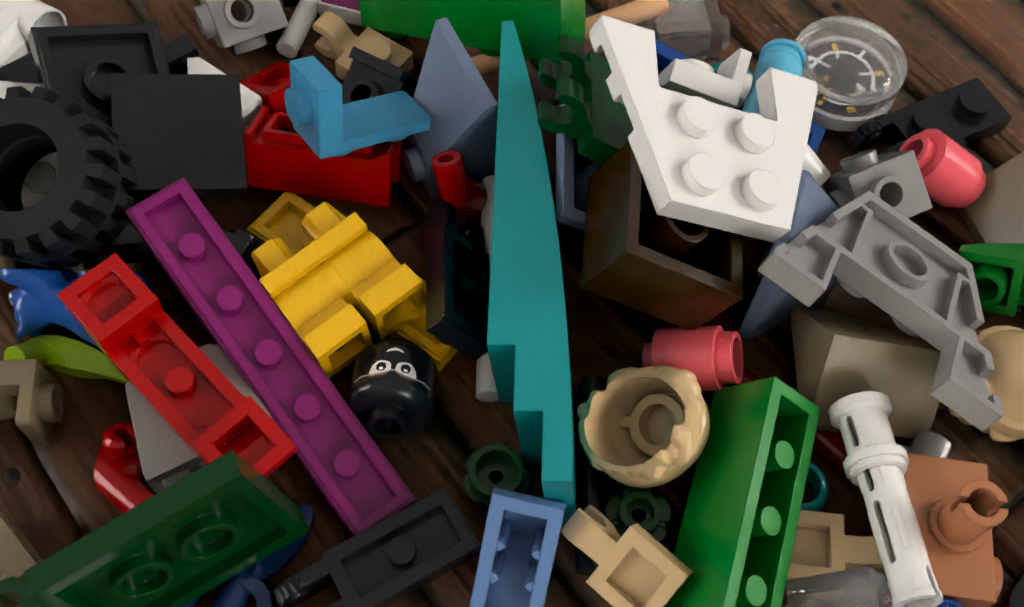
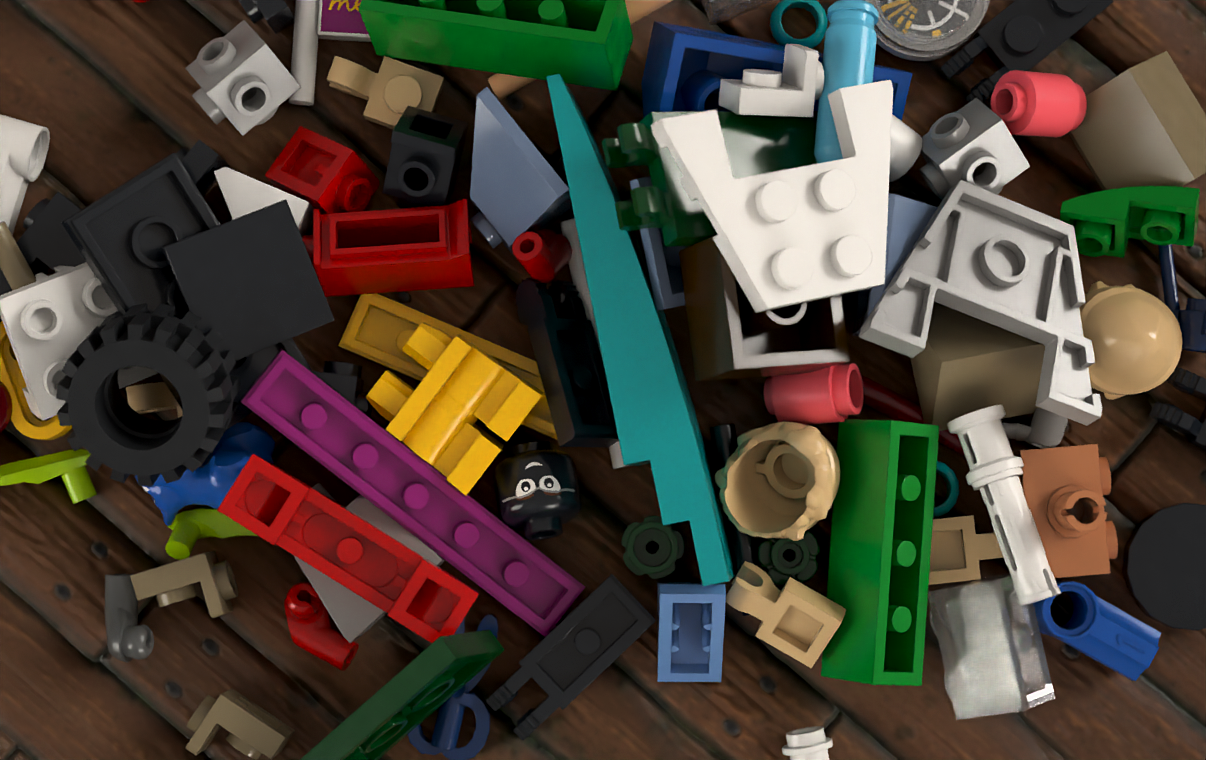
camera: 10 degrees left, 25 degrees up
(339, 128) = (426, 230): dark azure bracket -> none

